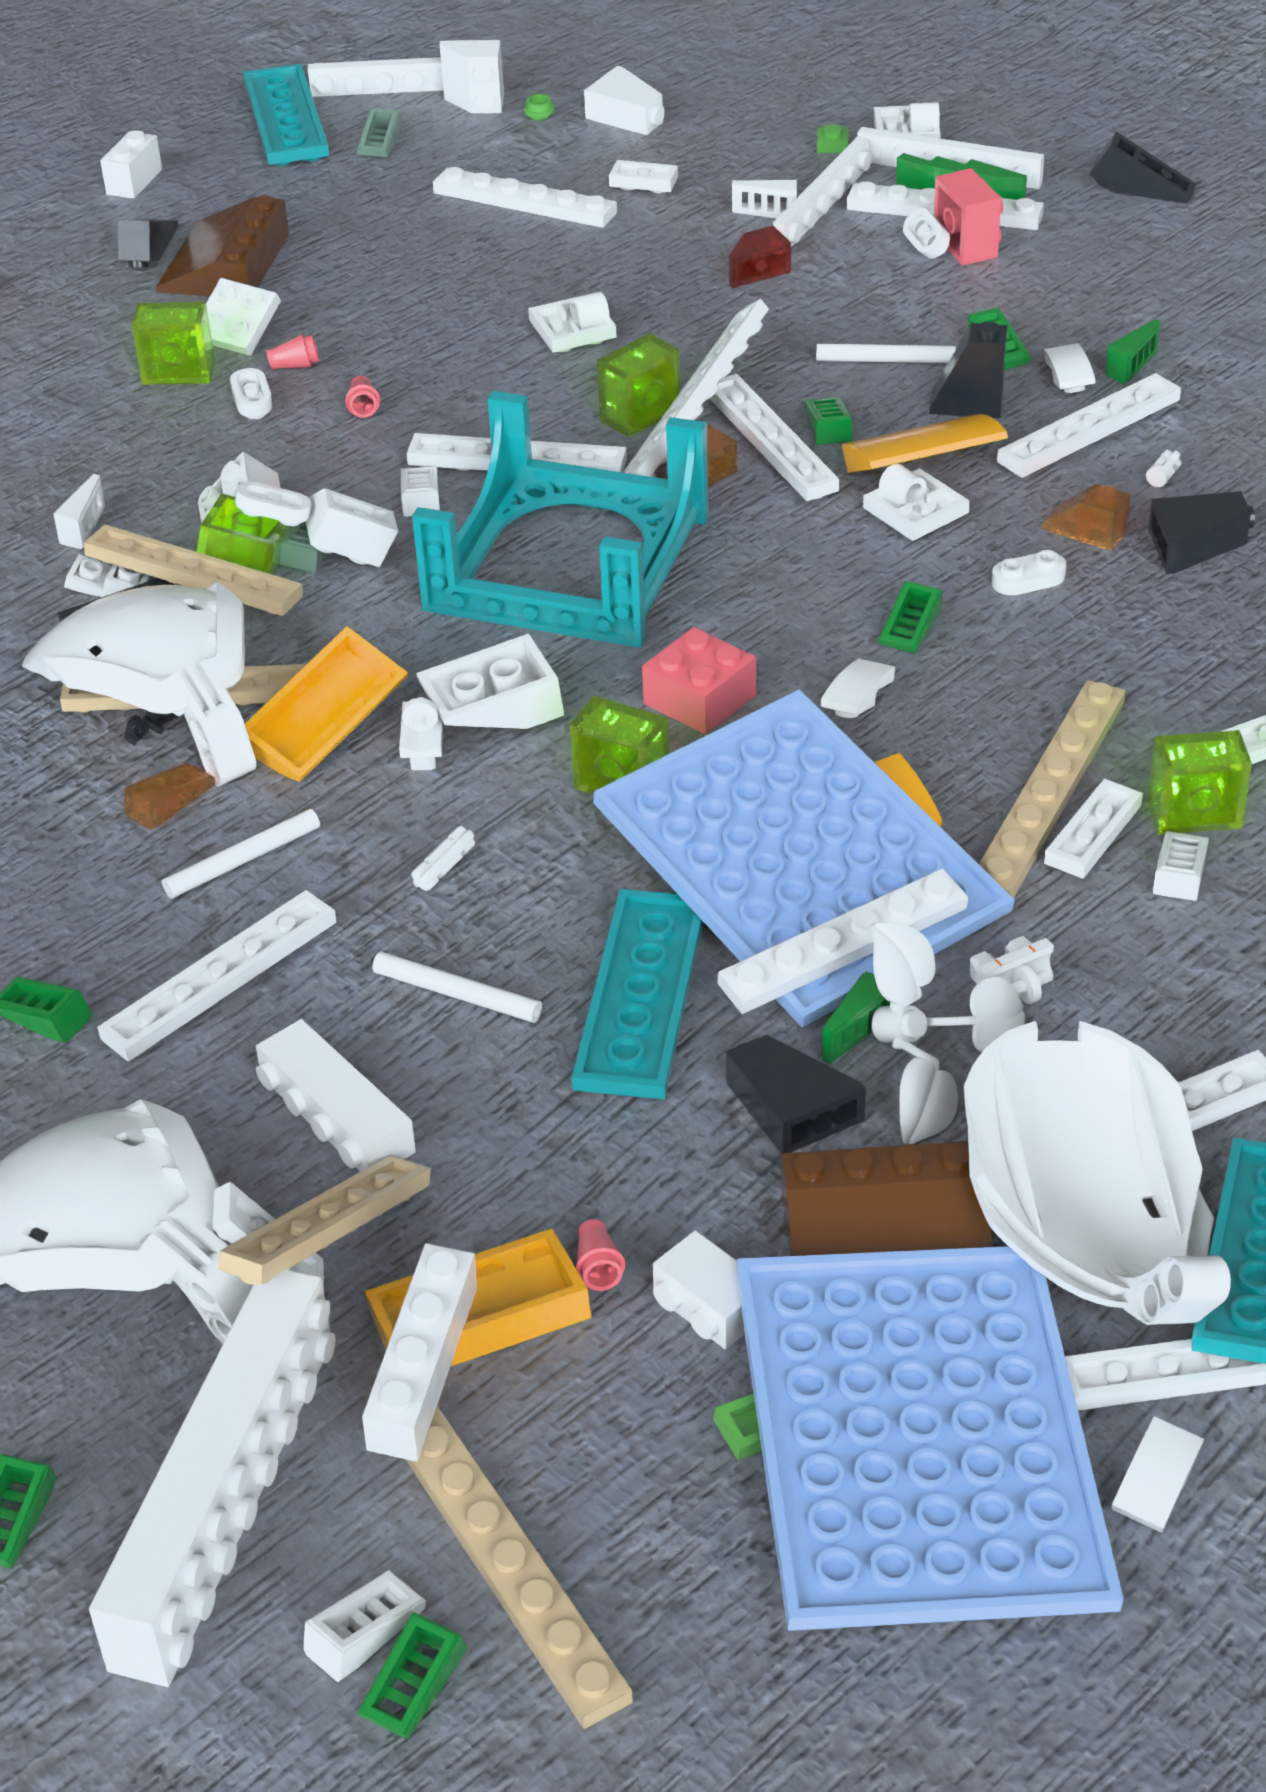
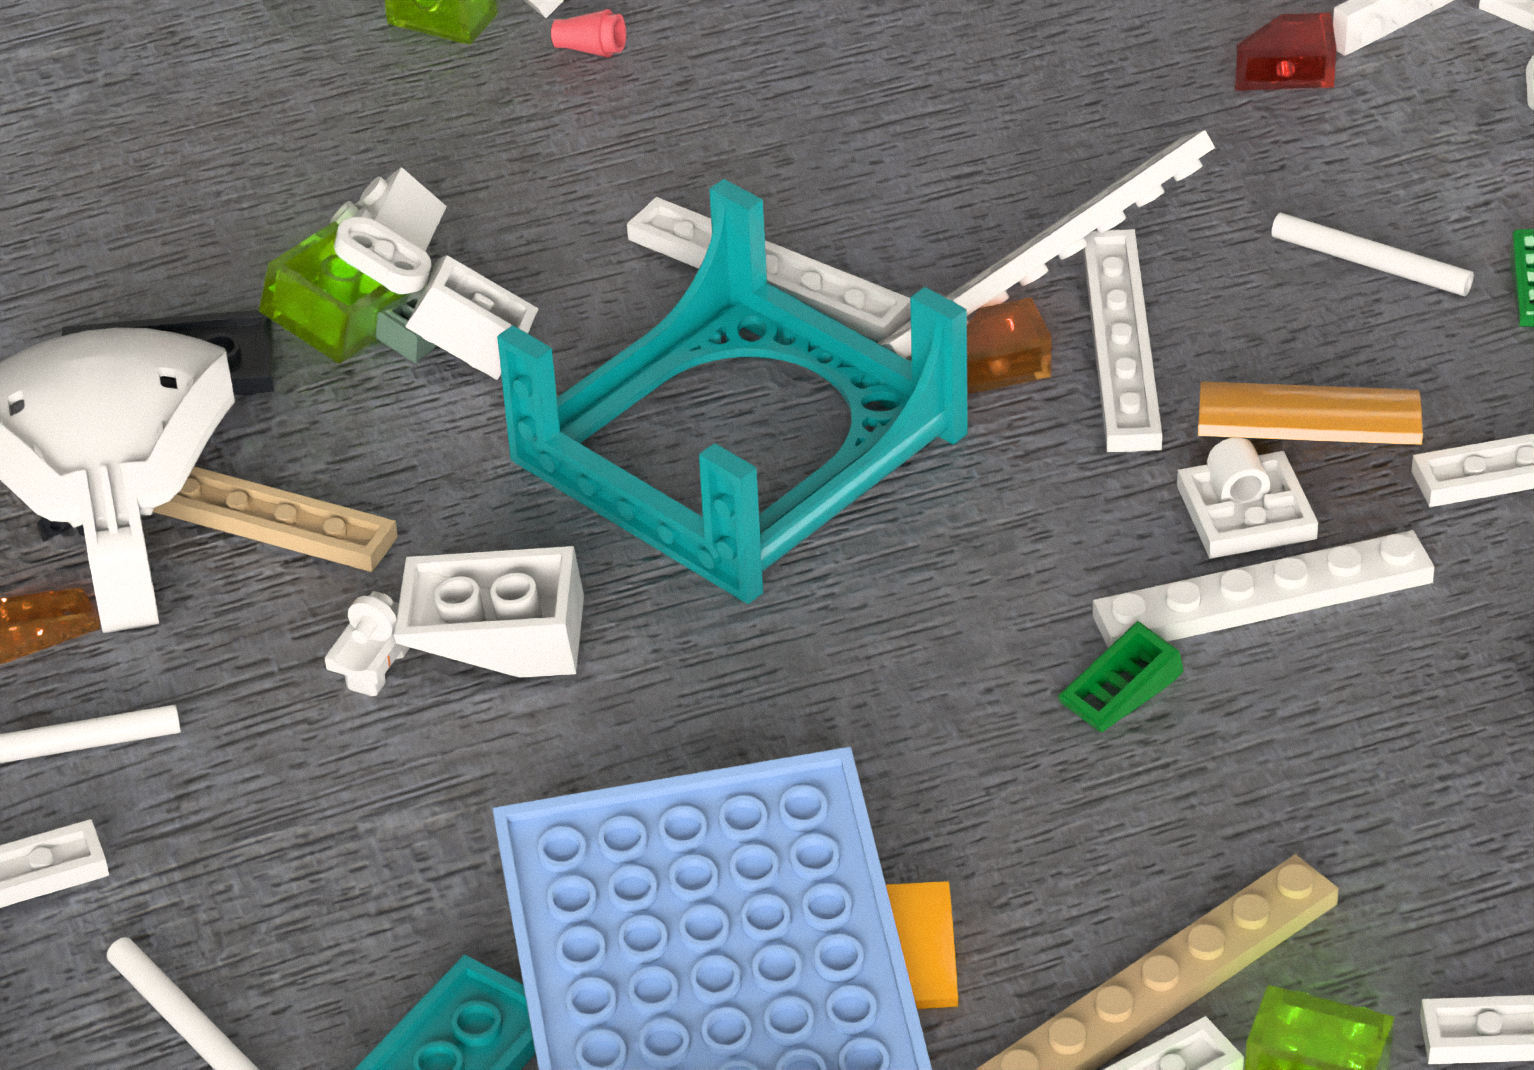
camera: 25 degrees right, 0 degrees up
(80, 513) = (163, 198): white slope -> none
(101, 579) = (157, 293): white slope -> none
(192, 568) = (246, 320): tan plate -> none
(251, 393) = (500, 76): white plate -> none
(322, 705) = (275, 561): light orange slope -> none
(362, 398) = (631, 123): coral cone -> none
(419, 489) = (616, 282): white slope -> none
(443, 858) = (291, 830): white axle -> none
(573, 322) = (974, 86): white plate -> none
(613, 742) = (578, 739): clear neon green brick -> none
(638, 384) = (978, 208): clear neon green brick -> none
(699, 680) = (770, 682): coral brick -> none
(829, 420) = (1220, 335): green slope -> none
(856, 687) = (967, 760): white slope -> none
(958, 548) = (1268, 589): none -> white plate
(974, 374) = (1450, 331): black slope -> none
(1029, 573) = (1335, 660): white plate -> none
(1092, 516) = (1478, 603): clear orange slope -> none

